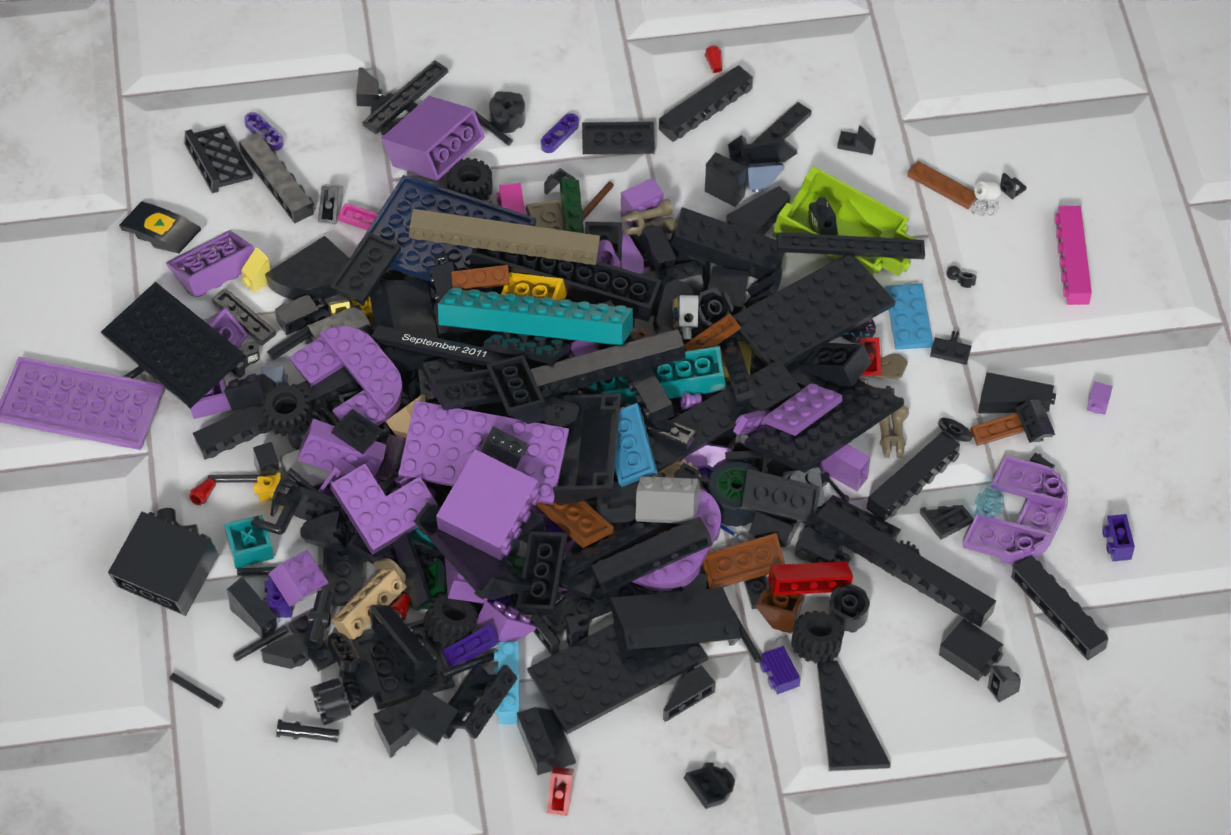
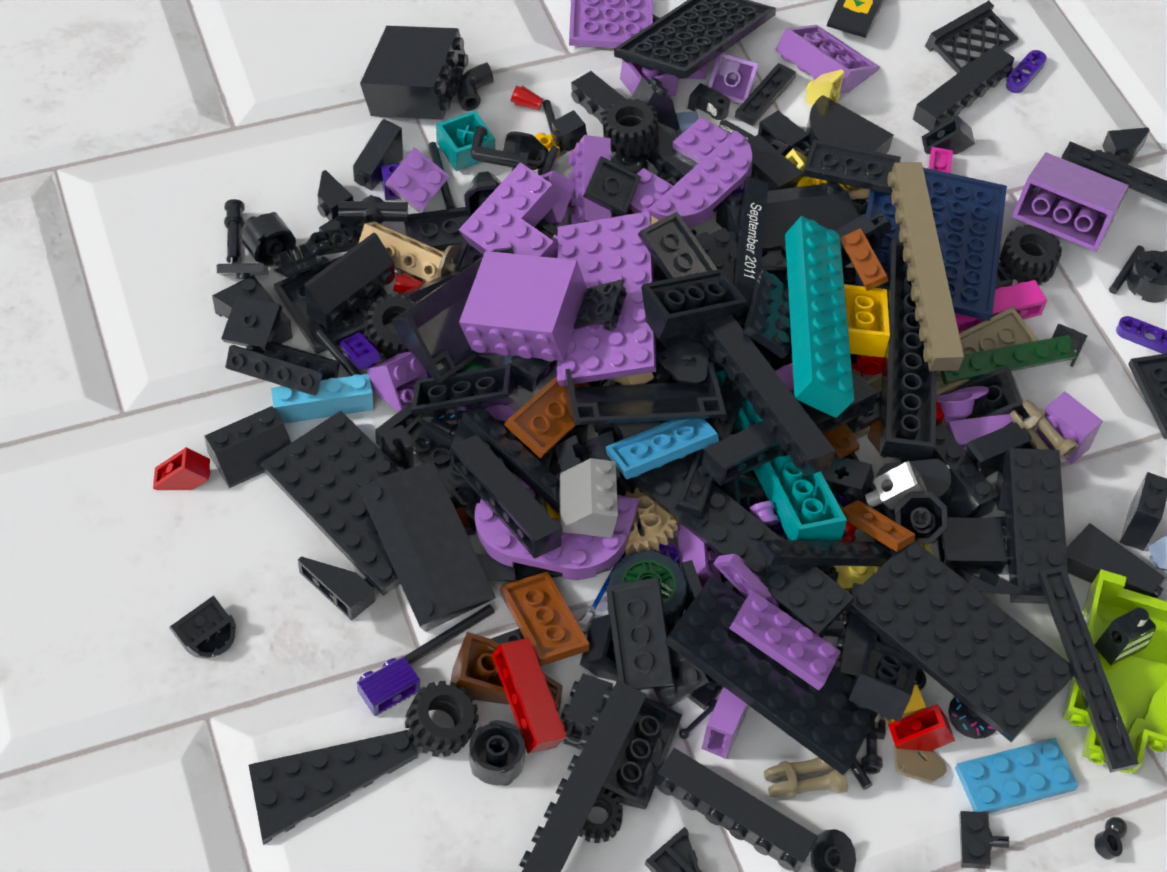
camera: 75 degrees right, 0 degrees up
(196, 690) = (273, 141): black bar -> none
(260, 643) = (343, 177): black piece -> none
(361, 724) = (242, 270): none -> black plate
(597, 199) = (1060, 388): reddish brown bar -> none
(689, 472) = (643, 527): black plate -> none

